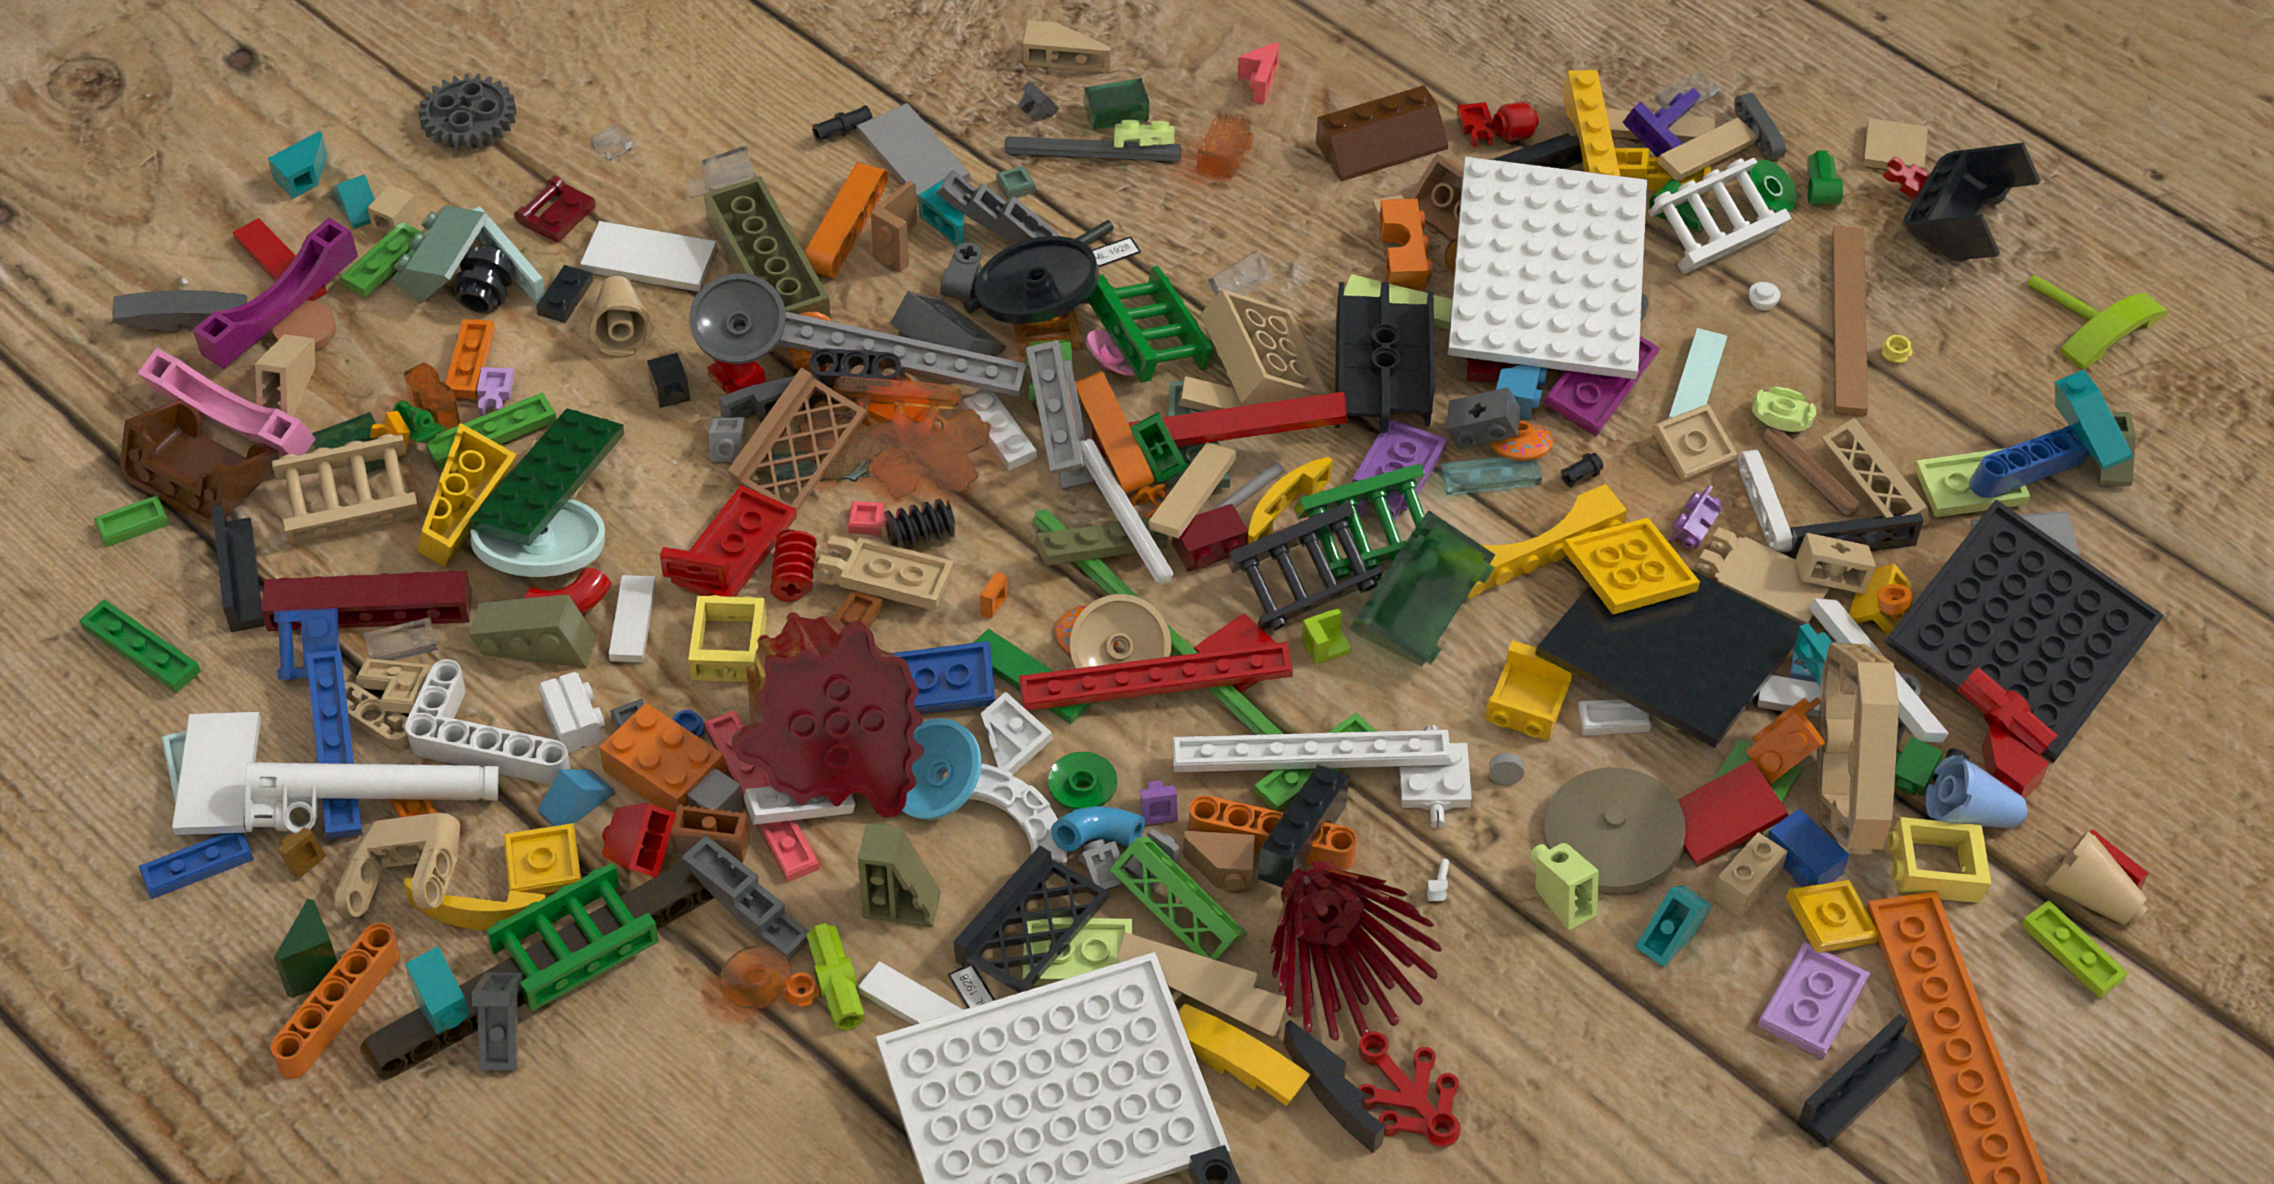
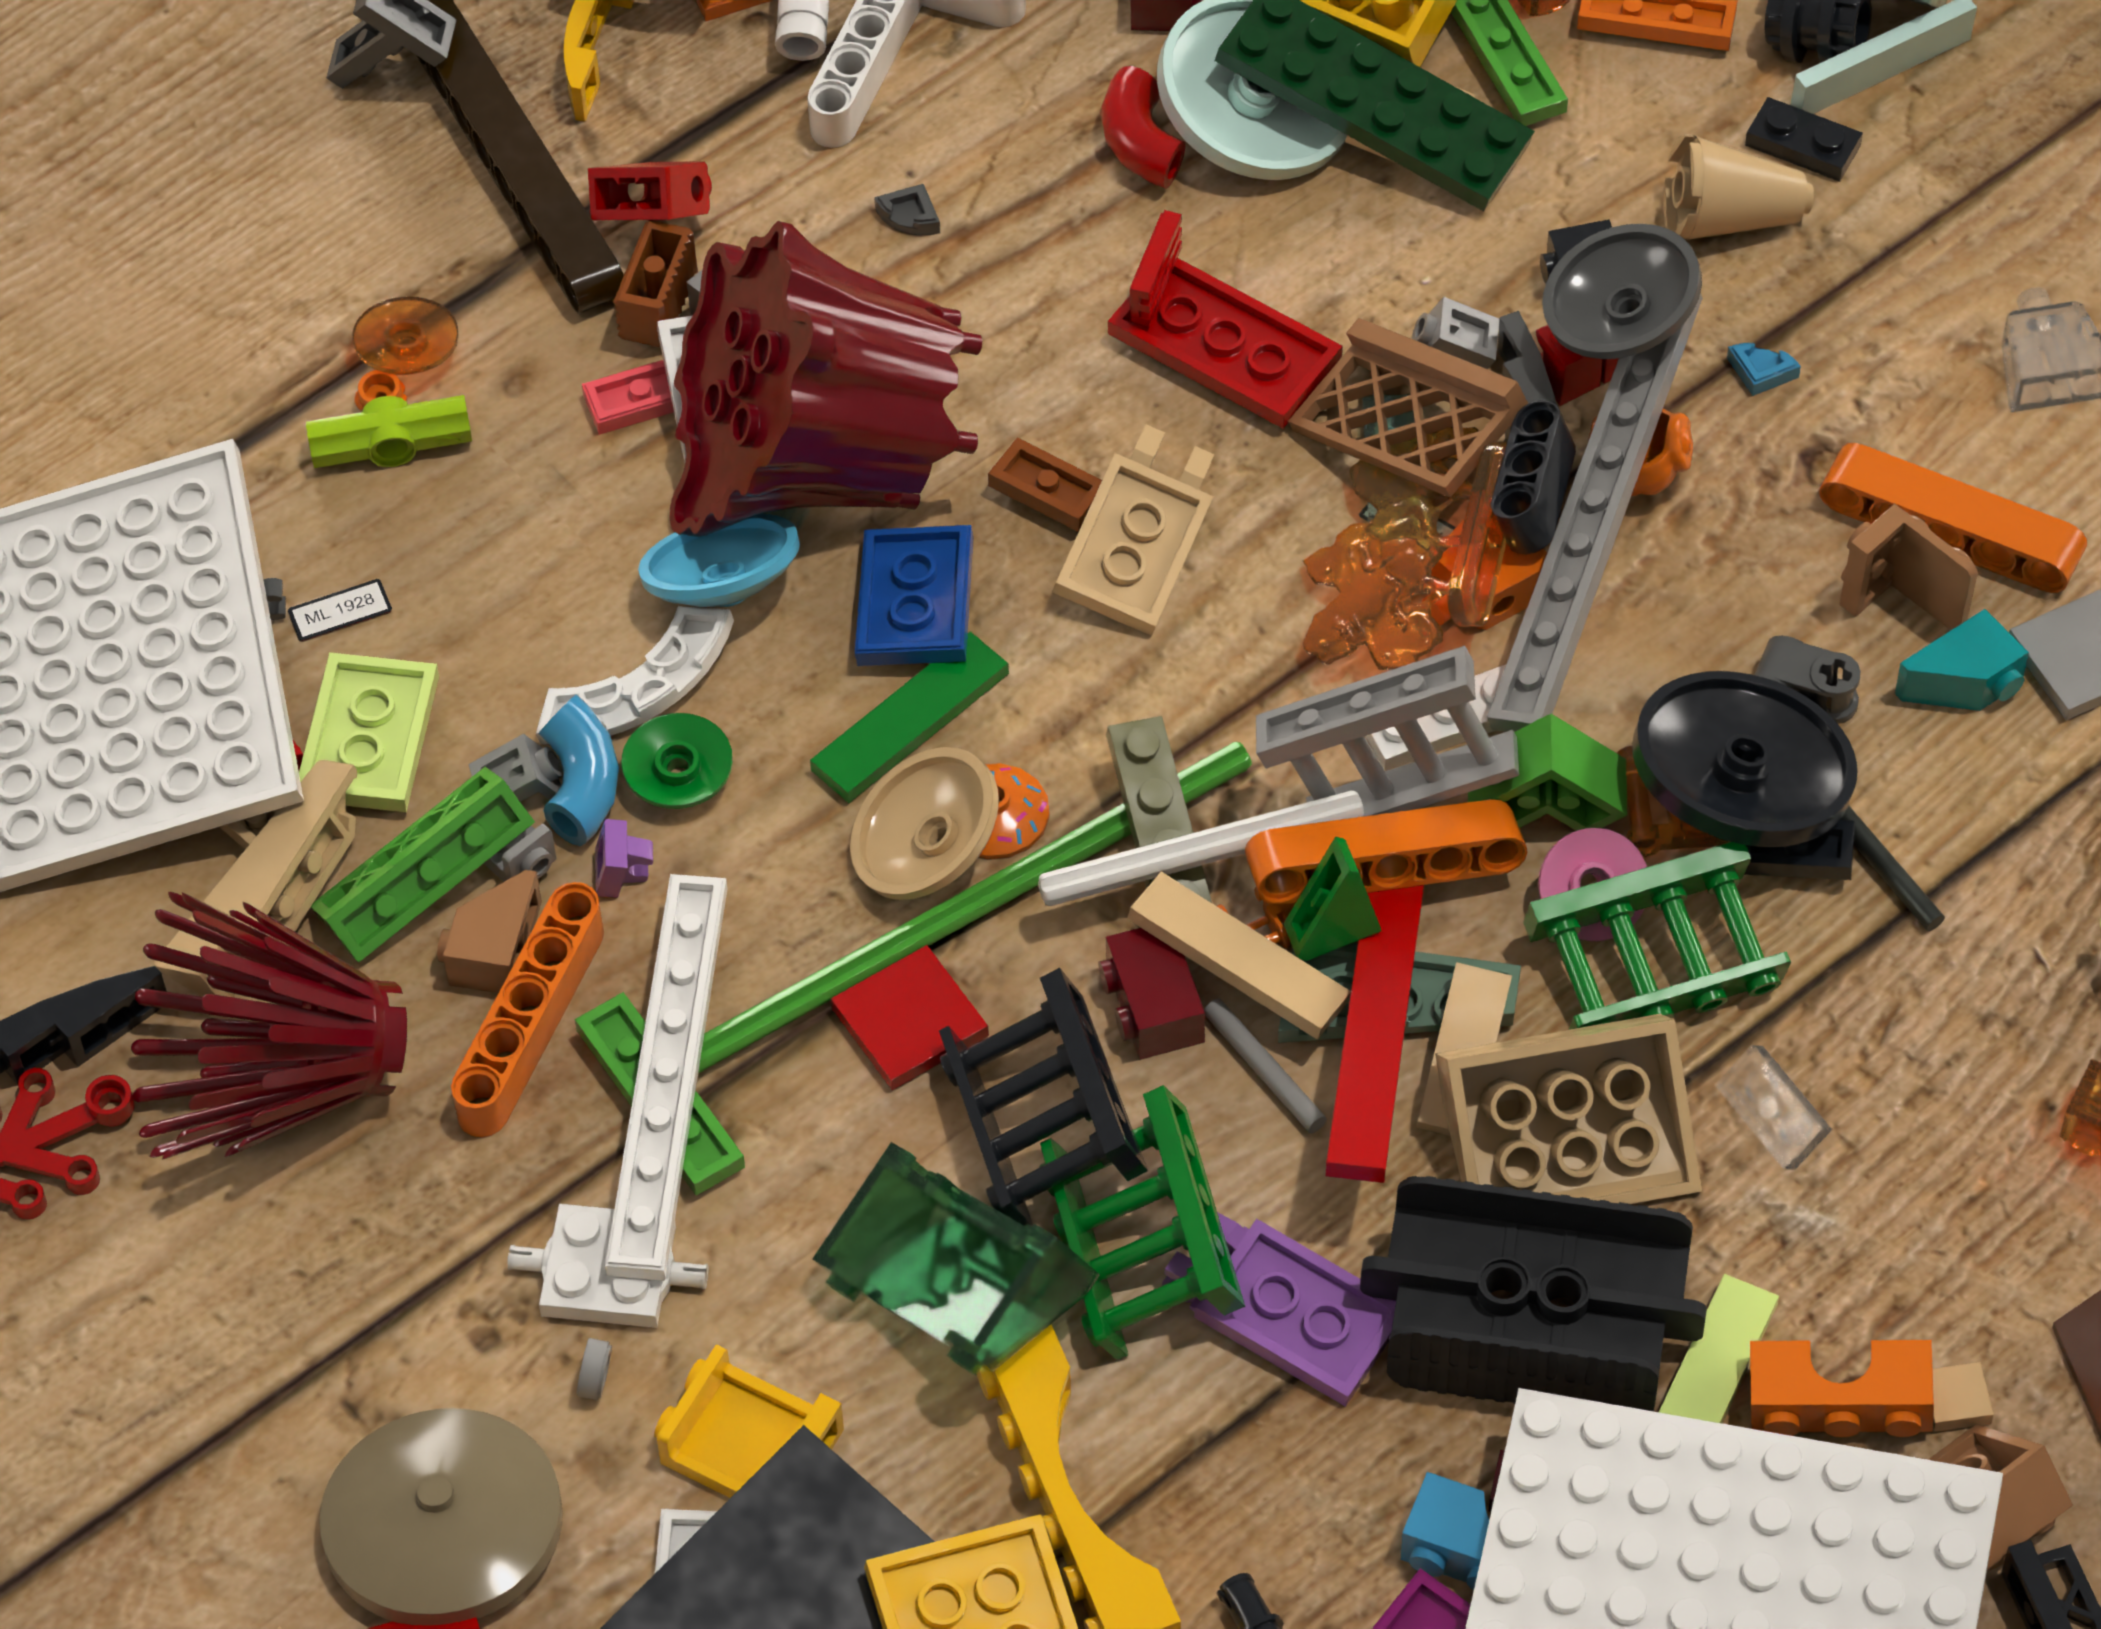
camera: 100 degrees right, 5 degrees up
(493, 387) = (1592, 46): lavender plate -> none
(534, 630) = (1070, 86): olive wedge -> none
(542, 859) = (664, 104): yellow plate -> none
(561, 216) = (1995, 139): dark red plate -> none
(571, 712) = (921, 133): white brick -> none
(573, 796) = (775, 146): dark azure slope -> none
(585, 964) = (470, 150): green fence -> none
(632, 619) = (1093, 214): white tile -> none
(649, 256) = (1884, 249): white tile -> none
(658, 758) = (827, 205): orange brick -> none
(691, 721) = (883, 267): blue plate -> none
(710, 664) = (1031, 358): light yellow window -> none
(744, 898) = (533, 323): dark grey slope -> none
(763, 244) = (1847, 386): olive brick -> none
(793, 565) = (1168, 407): red piece -> none
(866, 517) = (1271, 521): coral tile -> none
(894, 878) = (516, 479): olive wedge -> none
(903, 996) = (333, 528): white tile -> none
(919, 523) = (1230, 580): black piece -> none
(939, 323) = (1665, 631): dark grey slope -> none
(988, 209) = (1937, 729): dark grey slope -> none
(993, 595) = (1071, 671): orange tile -> none
(1004, 911) = (461, 644): black fence -> none
(1013, 733) = (791, 680): white wing -> none
(1015, 182) = (2052, 786): sand green tile -> none
(1115, 251) = (1872, 925): white sticker -> none
(1155, 676) = (856, 876): red tile -> none
(1241, 1055) = (124, 915): yellow slope -> none
(1289, 844) = (558, 1065): black arch -> none
(1305, 479) = (1176, 1066): yellow slope -> none
(1324, 636) = (918, 1127): lime panel -> none
(1437, 888) = (384, 1241): white hand -> none
(1483, 418) = (1363, 1443): dark grey brick -> none
(1489, 475) = (1263, 1462): clear light blue tile -> none
(1530, 444) = (1323, 1540): orange dish -> none
(1566, 883) = (334, 1404): yellowish green torso -> none
(1673, 924) = (235, 1570): teal slope -> none

